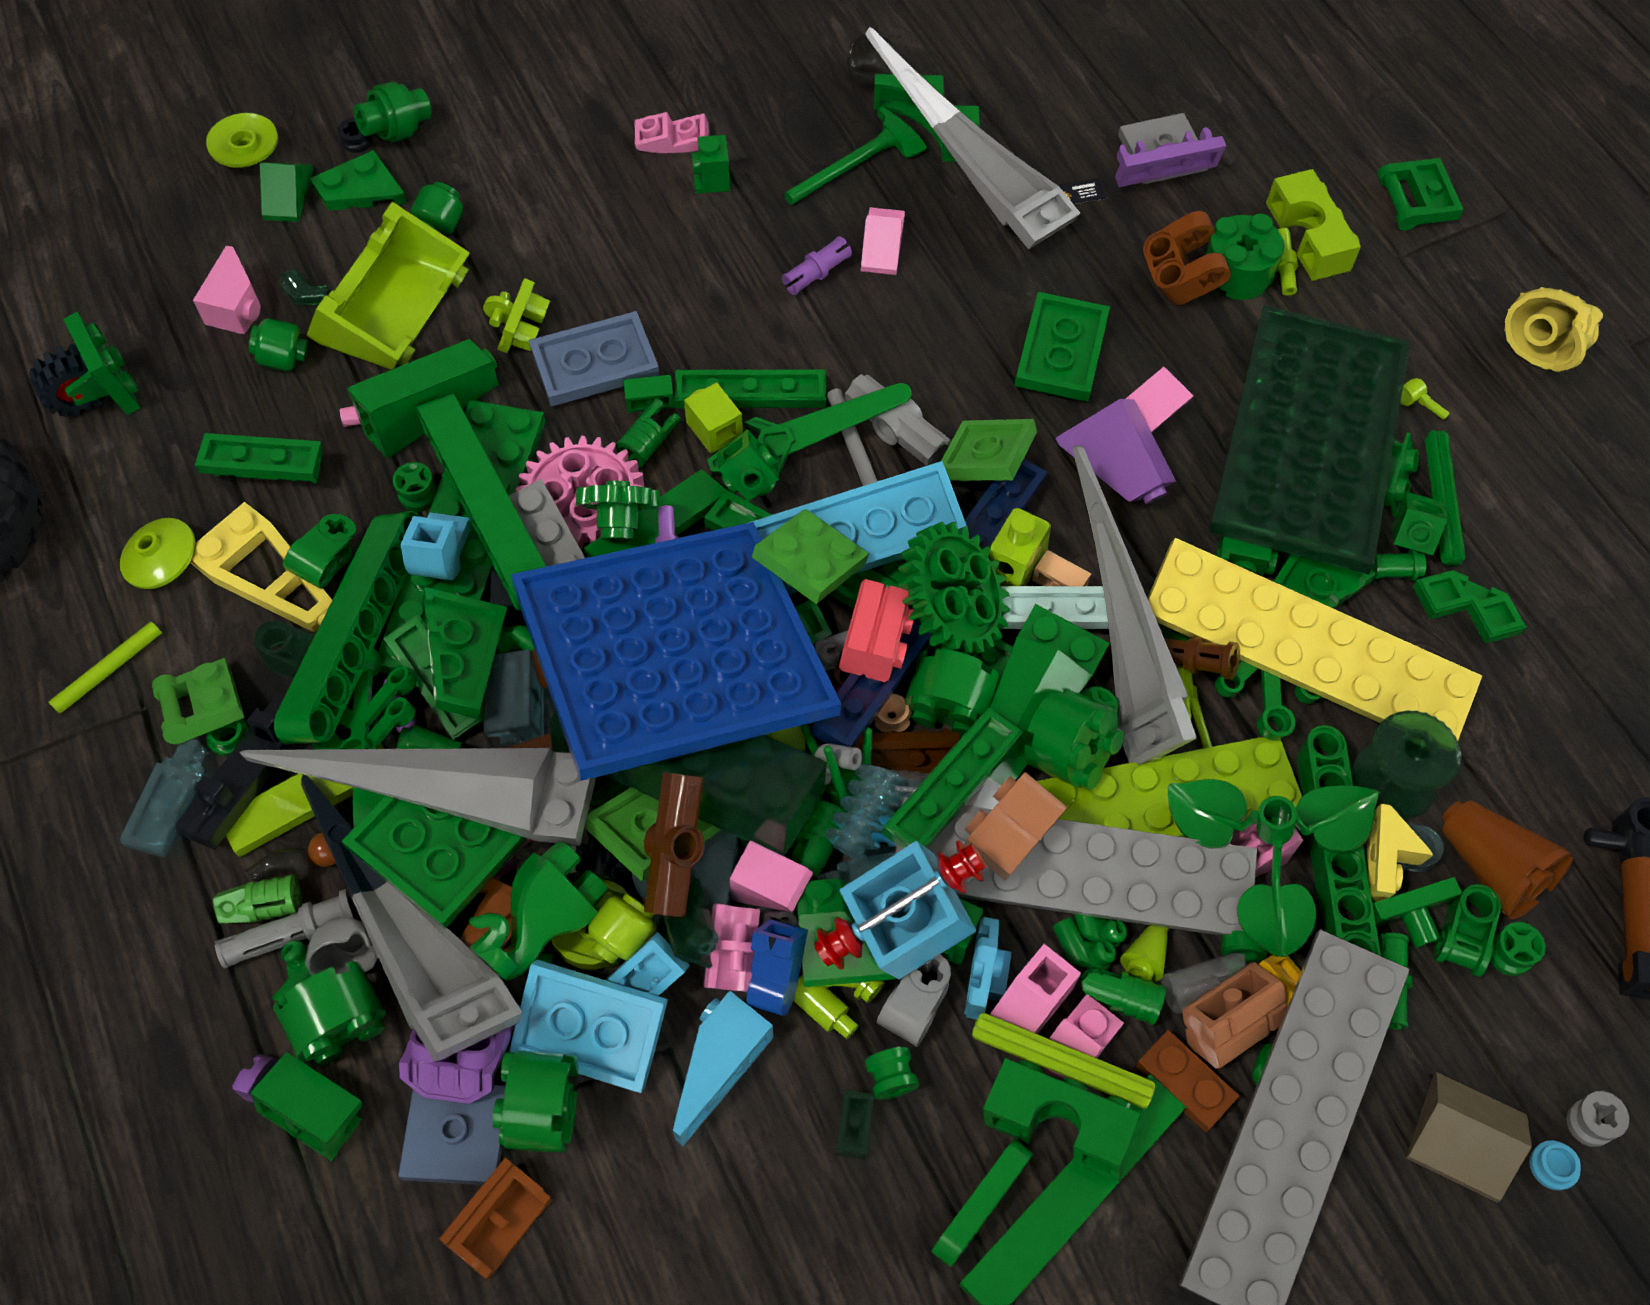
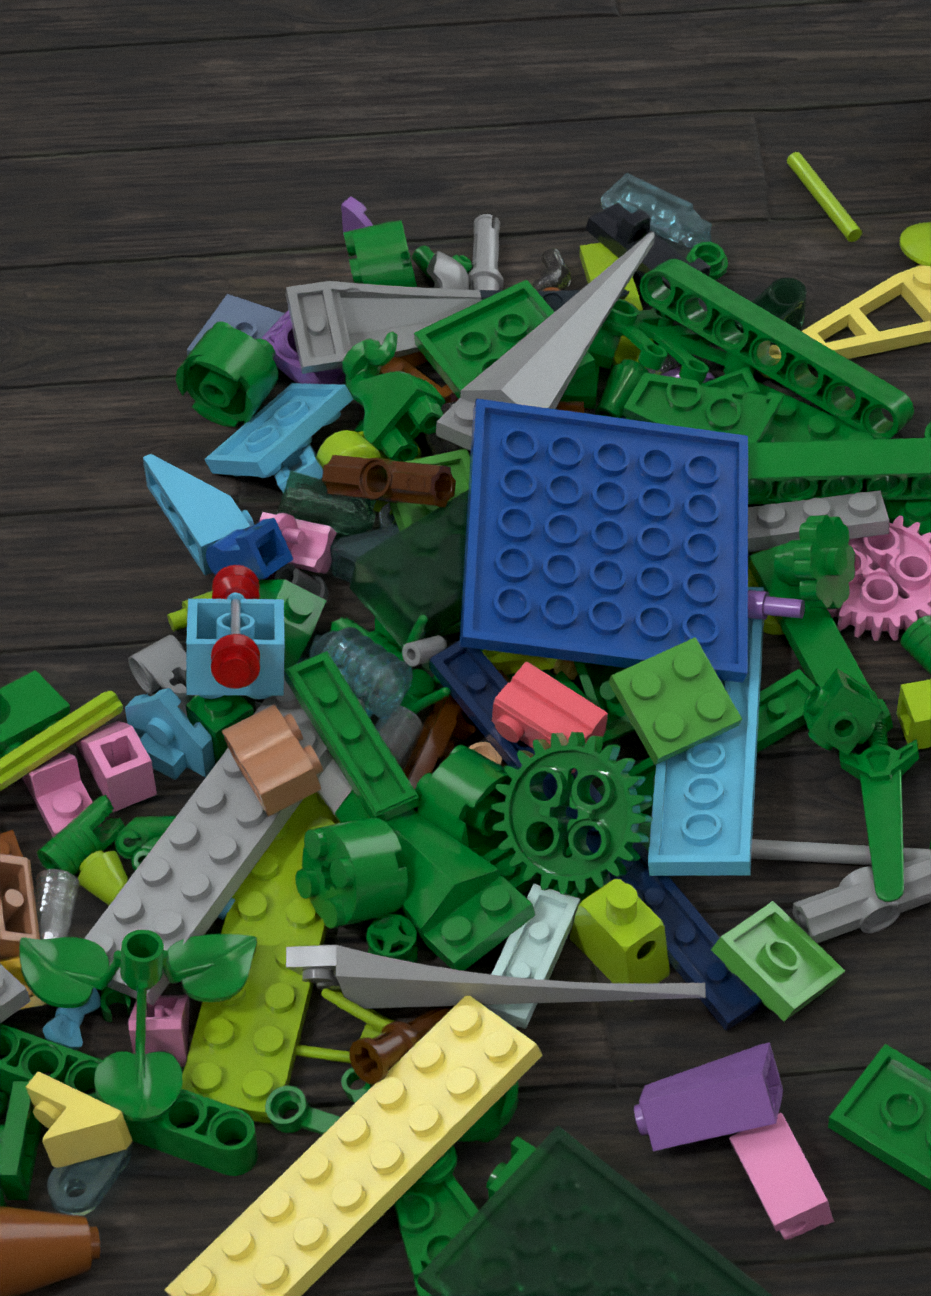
camera: 115 degrees right, 10 degrees down
(211, 696) = (743, 250): bright green plate -> none
(259, 900) = (522, 254): bright green hinge -> none
(307, 1105) = (310, 246): green hinge -> none
(322, 550) = (877, 346): green piece -> none
(434, 545) = (824, 410): medium azure brick -> none
(496, 1219) = (153, 341): dark orange hinge -> none
(768, 879) = (330, 577): bright pink slope -> none
(855, 1124) = (88, 599): clear green piece -> none
(891, 1073) = (114, 634): green wheel -> none
(1057, 571) = (590, 971): light nougat piece -> none
(1408, 761) = (162, 1193): clear green hose -> none

